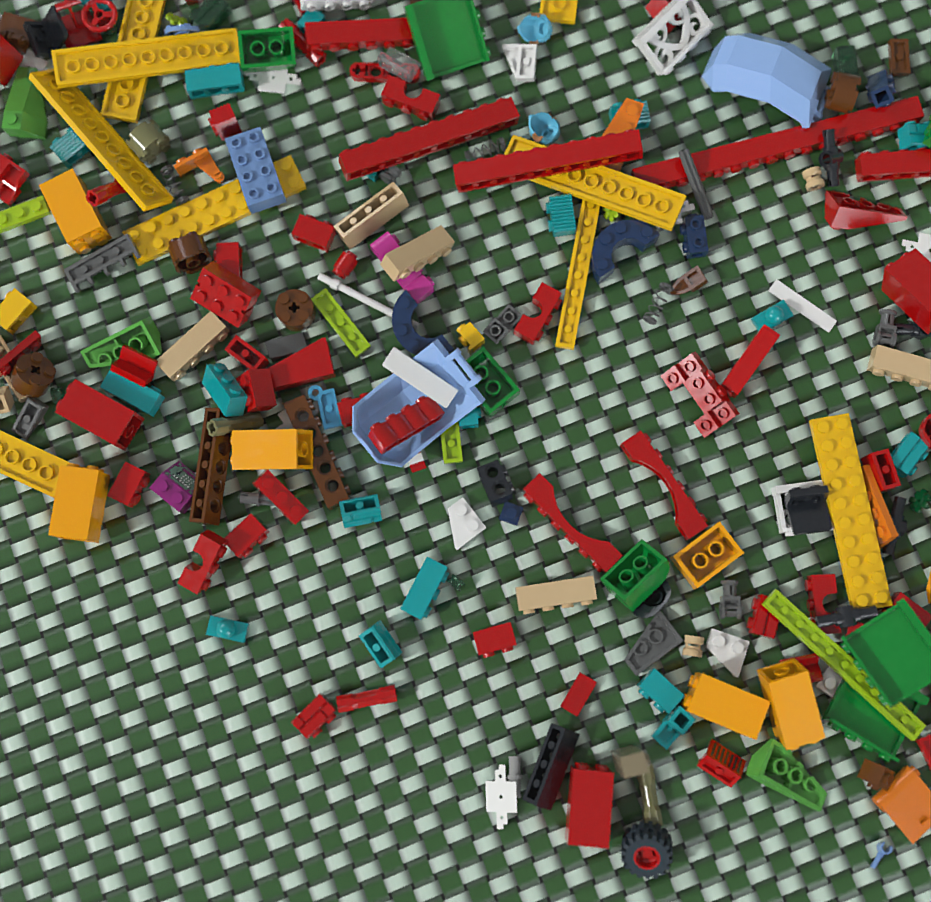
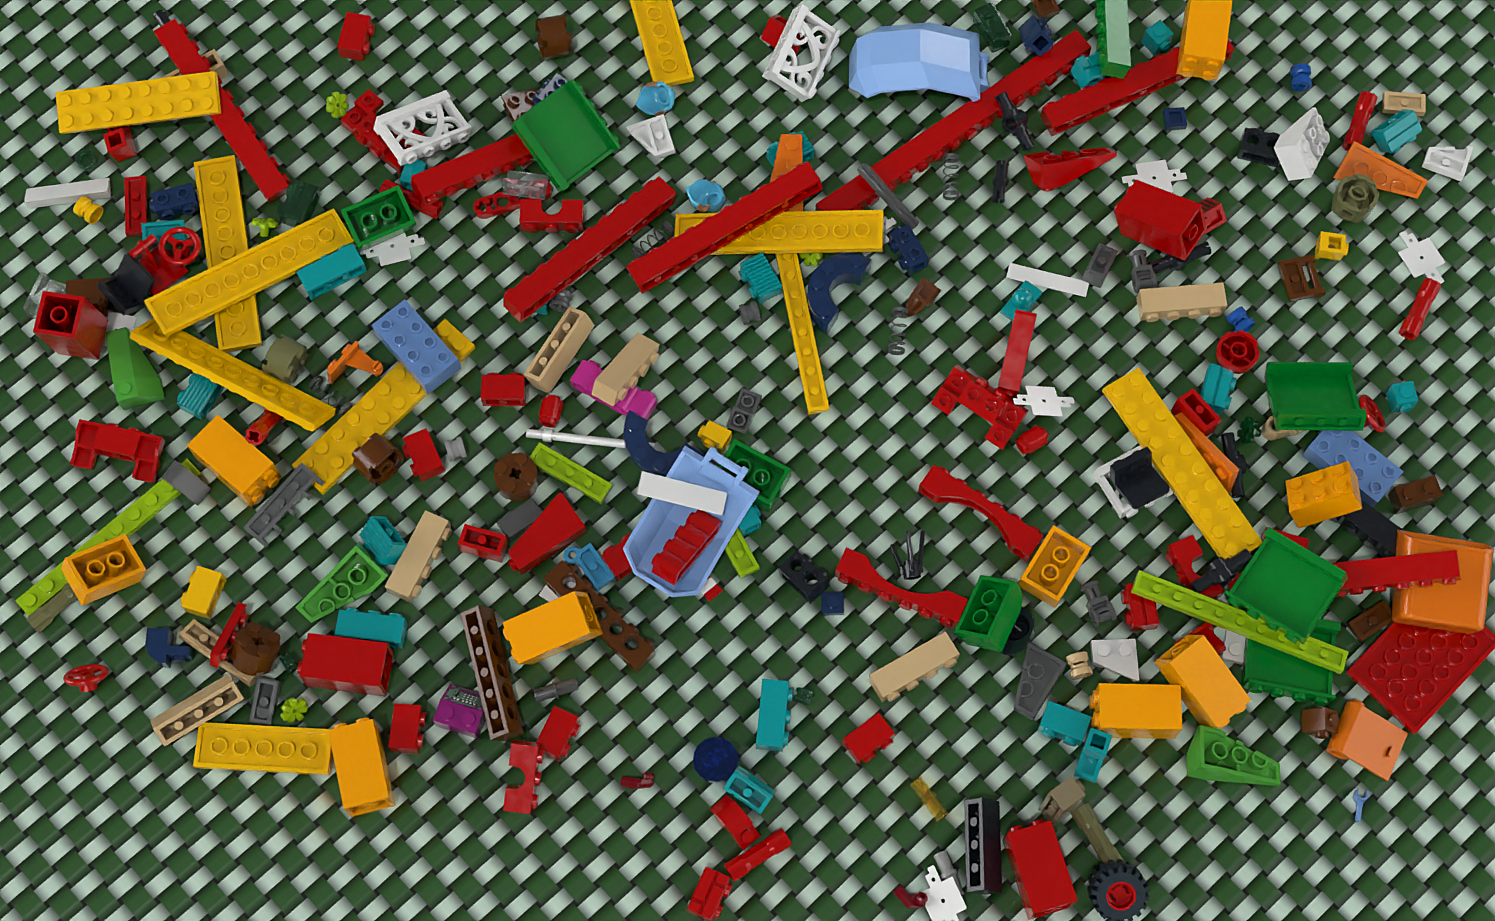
camera: 25 degrees left, 10 degrees down
(32, 215) = (186, 483): none -> dark grey slope
(47, 434) = (293, 709): none -> lime plant
(135, 366) = (365, 598): red panel -> none
(168, 322) = (382, 540): none -> teal brick
(184, 28) = (276, 230): medium blue wheel -> none
(223, 425) = (492, 621): olive axle -> none
(224, 122) = (362, 309): red brick -> none
(224, 390) = (475, 585): teal brick -> none
(225, 294) = (435, 487): red piece -> none
(227, 629) = (575, 841): teal tile -> none
(256, 267) = (455, 448): none -> light grey wheel
(258, 388) = (508, 572): red brick -> none
(280, 497) = (569, 669): red arch -> none
(295, 602) = (637, 783): none -> dark red arm
(358, 665) = (735, 822): none -> red brick
(360, 511) = (671, 659): teal brick -> none
(362, 609) = (715, 760): none -> clear blue piece
(464, 523) = (787, 632): white wing -> none
(474, 784) = (910, 900): none -> dark red arm
(523, 708) = (928, 798): none -> clear yellow pin
(530, 328) = (774, 404): red arch -> none
(540, 242) = (749, 312): none -> dark grey wheel
(578, 694) = (980, 763): red tile -> none
(587, 509) = (911, 569): none -> black plant
(722, 763) = (1159, 775): red panel -> none
(732, 439) = (1032, 440): none -> red brick
(748, 406) = (1036, 394): none -> white piece
(763, 173) = (953, 192): none -> dark grey piece
(797, 206) = (1000, 181): none -> black pin
(813, 178) = (1005, 148): tan wheel -> none
(843, 92) = (999, 52): reddish brown brick -> none
(852, 309) = (1099, 265): none -> dark grey slope

